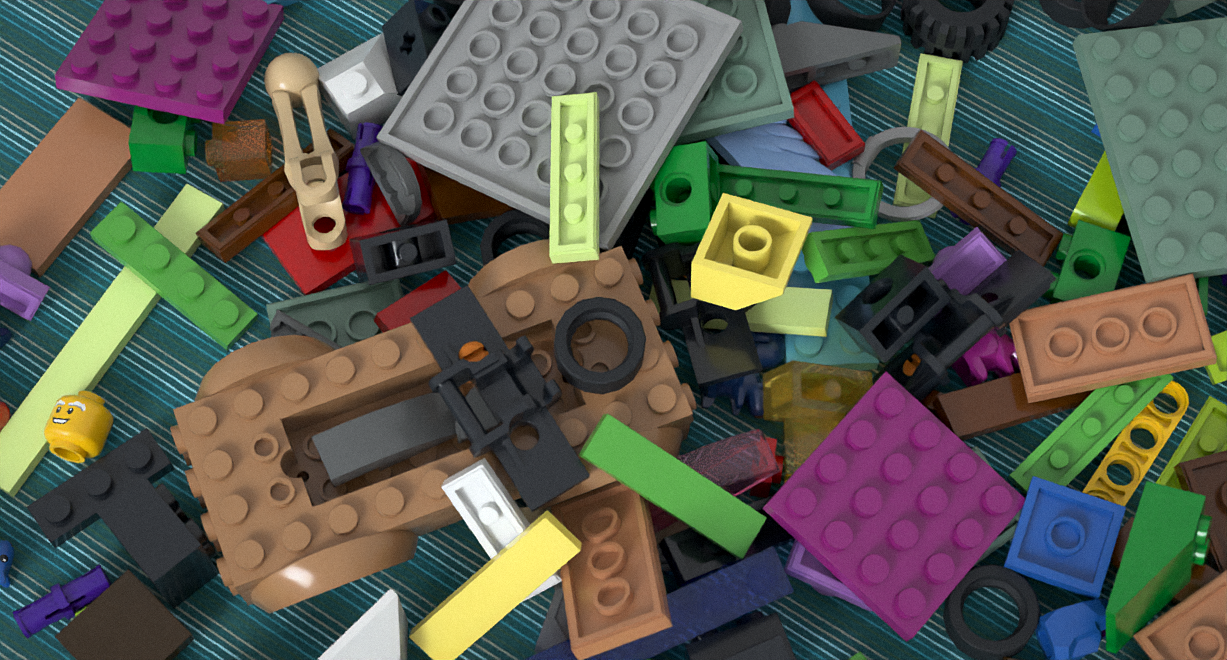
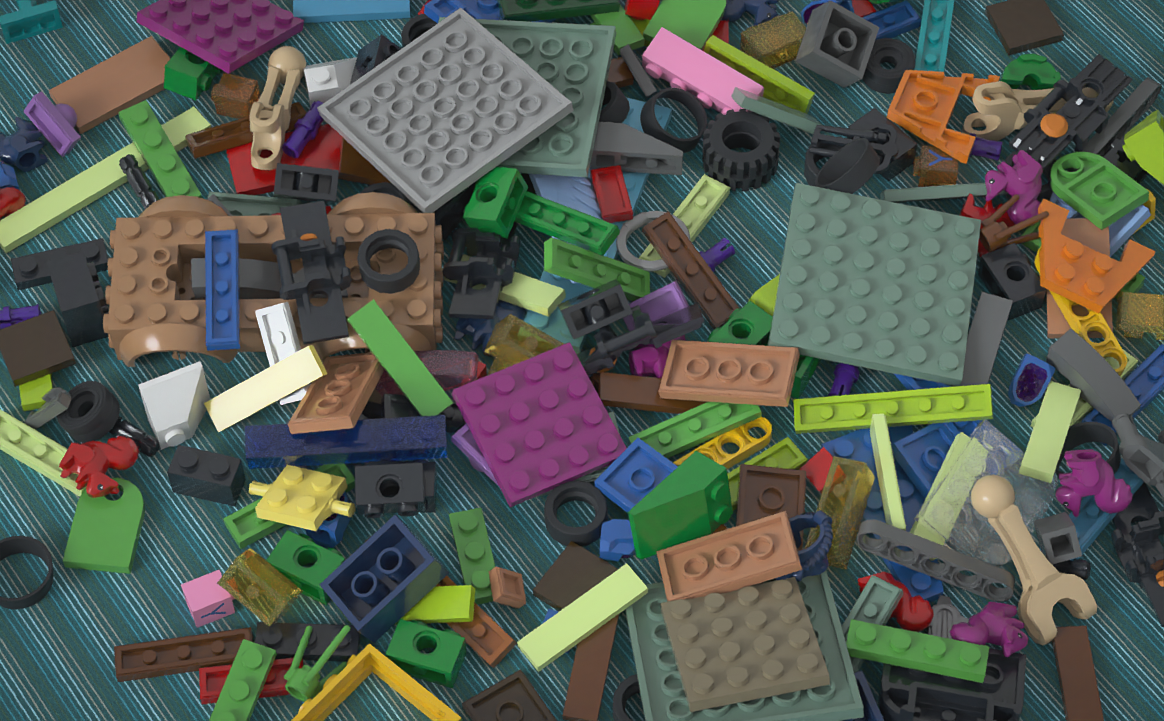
camera: 20 degrees right, 10 degrees down
(78, 426) = (61, 222): yellow head -> none
(161, 325) = (138, 180): none -> black axle
(379, 470) = (222, 290): none -> blue tile
(395, 180) = (319, 139): dark grey tile -> none
(574, 178) = (422, 162): yellowish green tile -> none
(747, 253) = (505, 236): light yellow slope -> none

